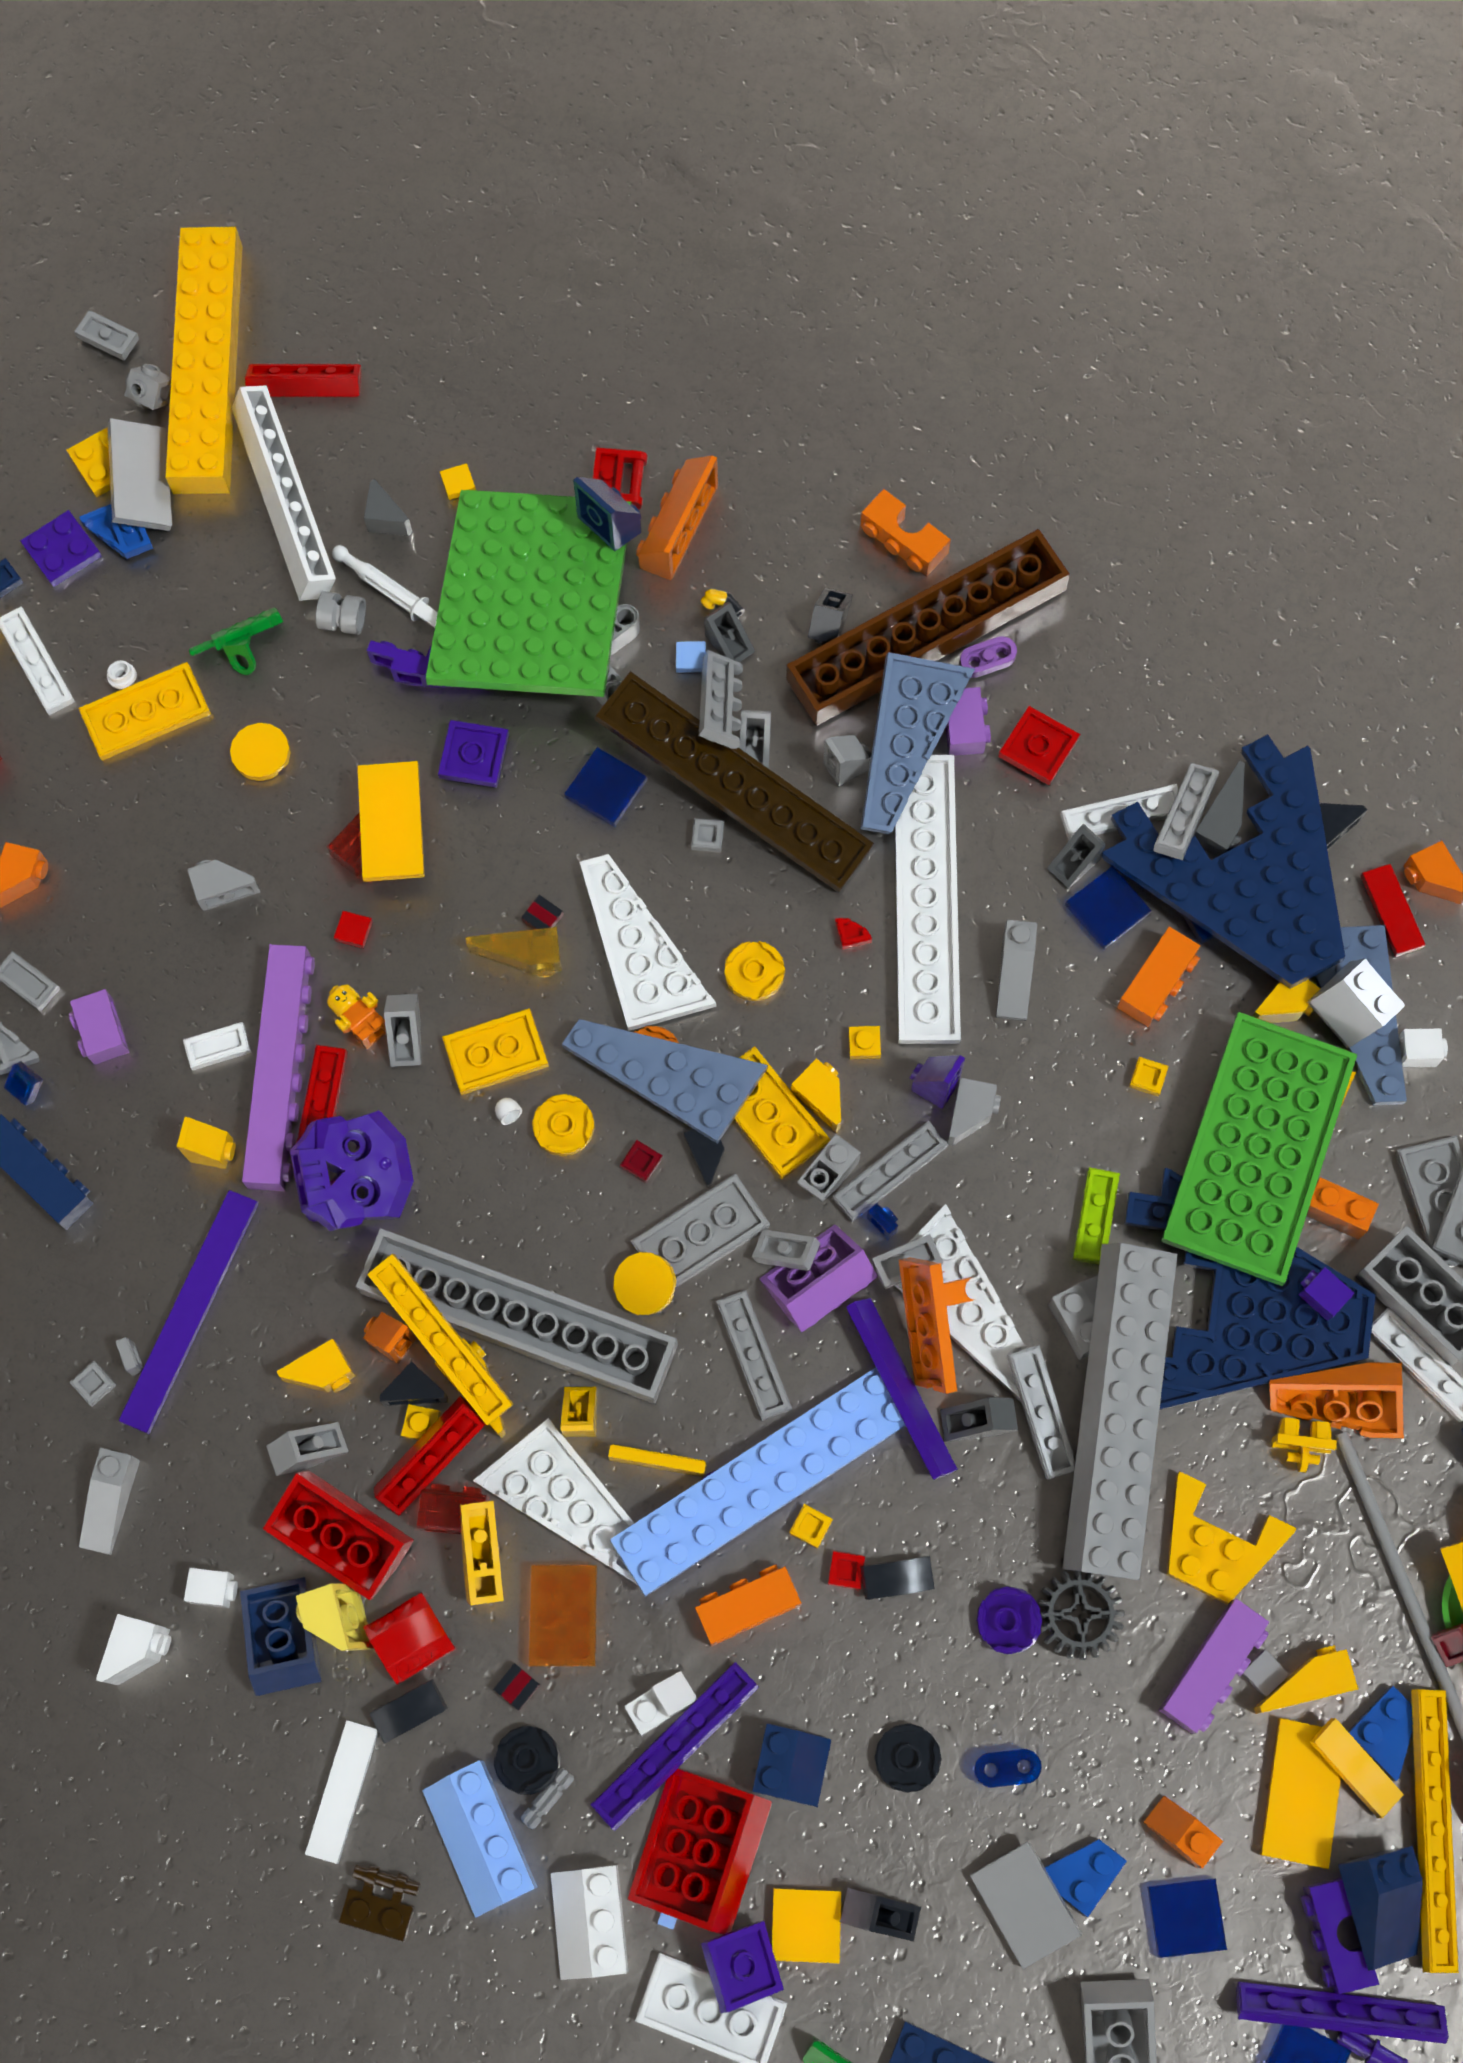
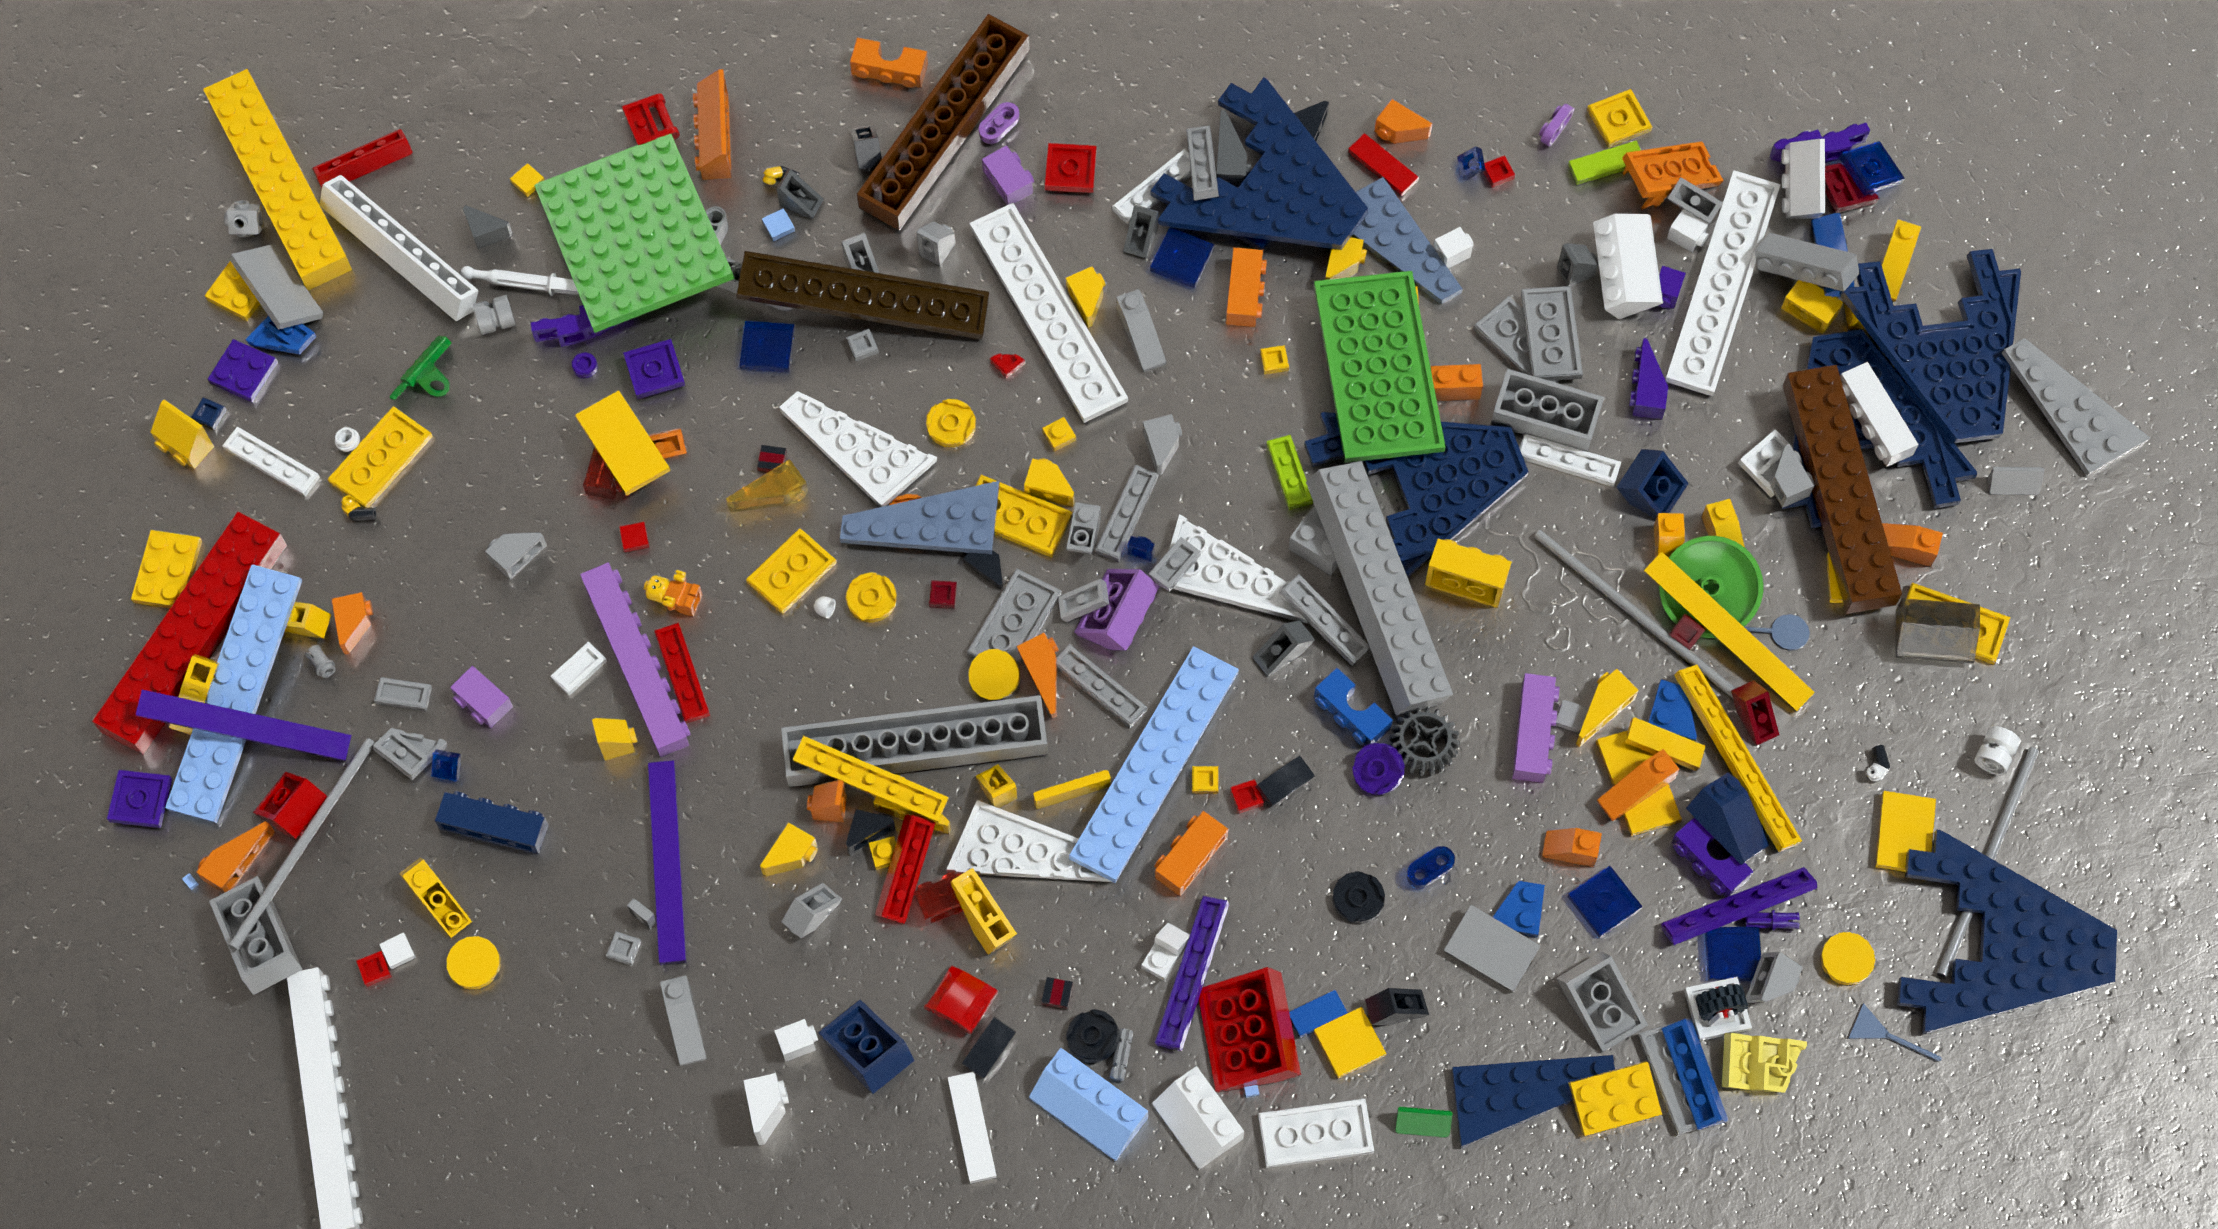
camera: 30 degrees left, 5 degrees down
(88, 758) = (355, 511): none -> arm
(106, 335) = (186, 196): light grey plate -> none
(260, 751) = (488, 444): yellow tile -> none
(335, 1616) = (898, 1007): light yellow slope -> none
(338, 1534) = (869, 953): red slope -> none
(376, 1913) = (1042, 1194): dark brown plate -> none
(377, 1166) = (724, 708): dark purple brick -> none
(403, 1029) = (715, 587): light grey slope -> none
(406, 713) = (584, 365): none -> dark purple tile
(443, 842) = (669, 442): none -> orange slope
(563, 1616) = (1063, 927): clear orange plate -> none
(606, 512) = (660, 147): dark blue slope -> none
(699, 1302) = (1041, 663): none -> orange slope
(718, 699) = (820, 243): light grey hinge -> none
(742, 1966) = (1321, 1086): dark purple plate -> none
(788, 1871) = (1317, 1013): none -> blue tile
(791, 1765) = (1280, 941): dark blue slope -> none
(901, 1388) = (1217, 654): dark purple tile -> none
(910, 719) = (970, 192): sand blue wing -> none
(928, 1323) = (1213, 594): orange piece -> none
(937, 1078) = (1127, 429): dark purple slope -> none
(980, 897) = (1086, 293): none -> yellow slope
(1023, 1561) = (1366, 725): none -> blue arch
(1210, 1556) = (1492, 659): yellow wing -> none
(1234, 1443) = (1468, 572): none -> yellow brick
(1297, 1804) = (1639, 785): none -> orange slope
(1318, 1442) = (1518, 553): yellow hips -> none
(1325, 1292) = (1476, 440): dark purple brick -> none
(1354, 1396) = (1532, 504): orange wedge -> none
(1356, 1002) = (1392, 236): light grey slope -> none

